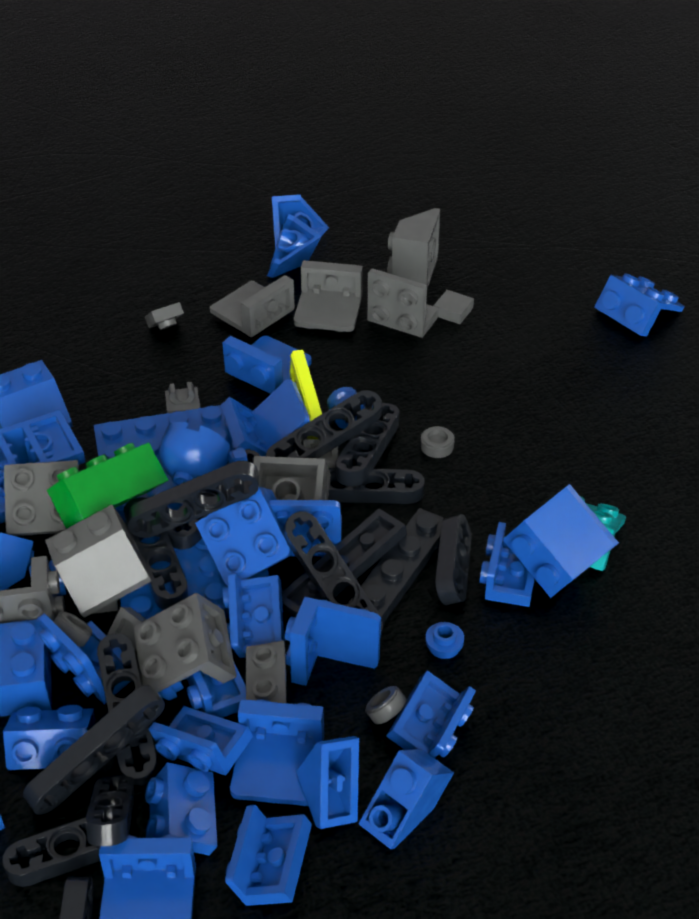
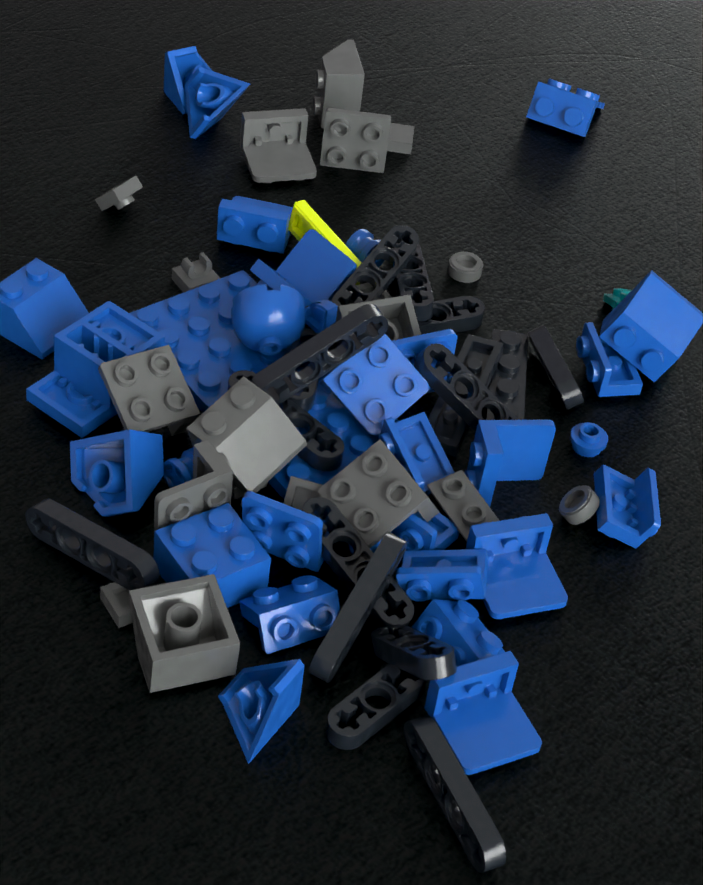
camera: 30 degrees left, 0 degrees up
(106, 482) = (210, 362): green brick -> none
(255, 306) = (204, 170): dark grey bracket -> none
(267, 857) = (569, 656): blue bracket -> none
(331, 781) = (583, 576): blue slope -> none
(405, 796) = (646, 576): blue slope -> none

